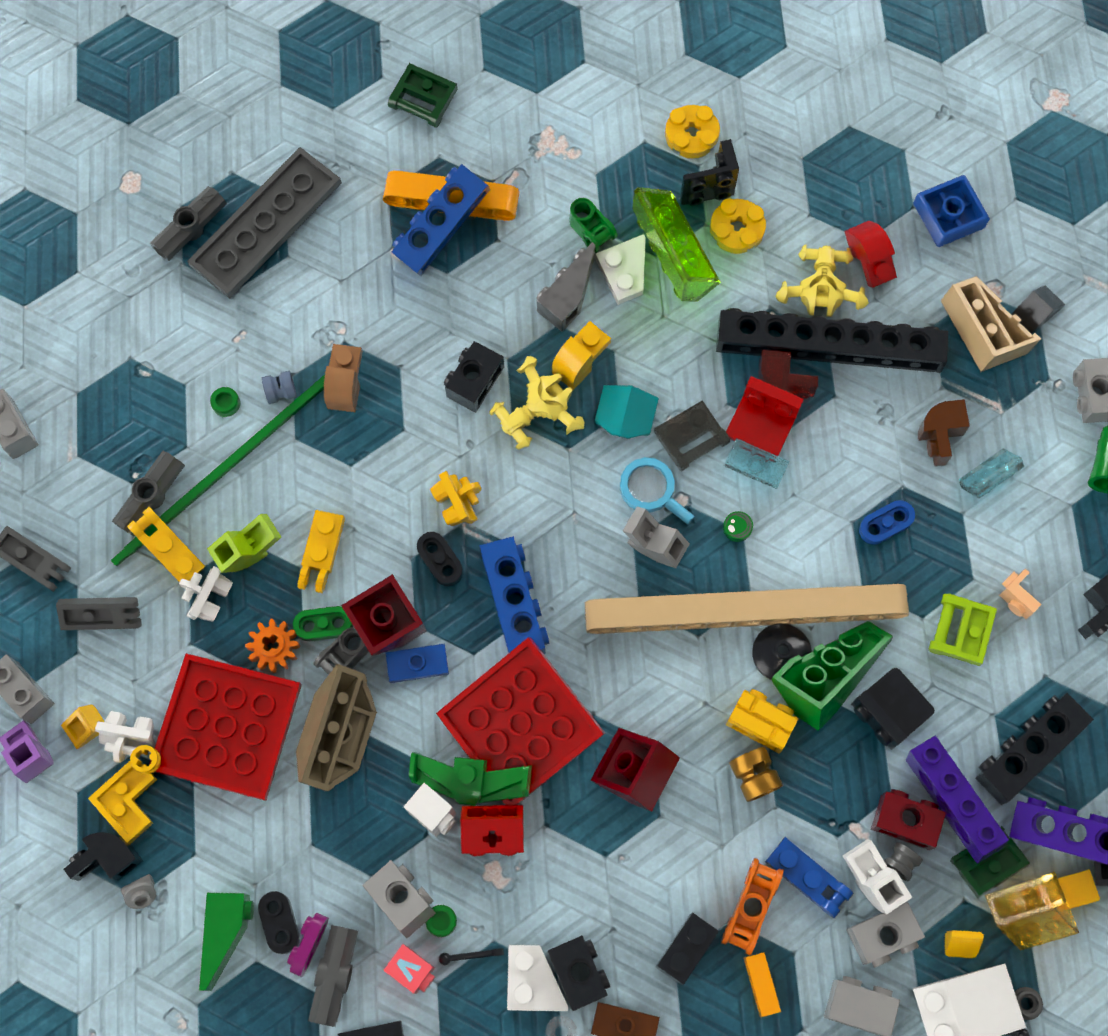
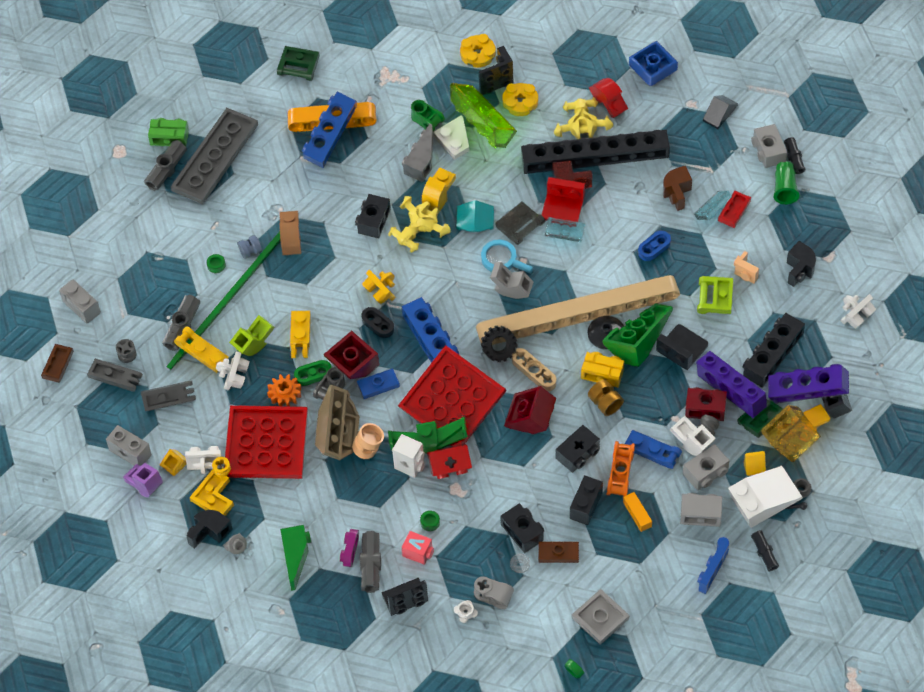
camera: 10 degrees left, 15 degrees down
(51, 516) = (123, 346): none -> dark grey wheel
(204, 168) = (164, 132): none -> bright green brick
(278, 922) = (327, 541): black plate -> none
(375, 767) = (367, 441): none -> light nougat wheel
(385, 887) = (401, 509): light grey brick -> none
(445, 958) = (437, 540): black hinge -> none
(532, 981) = (495, 541): white wing -> none
(612, 658) = (502, 354): none -> black tyre
(639, 679) = (535, 377): none -> tan beam
(703, 837) = (577, 449): none -> black brick
(738, 526) = (561, 267): green tile -> none
(985, 325) = (690, 123): tan wedge -> none
(1023, 486) = (734, 209): none -> red plate

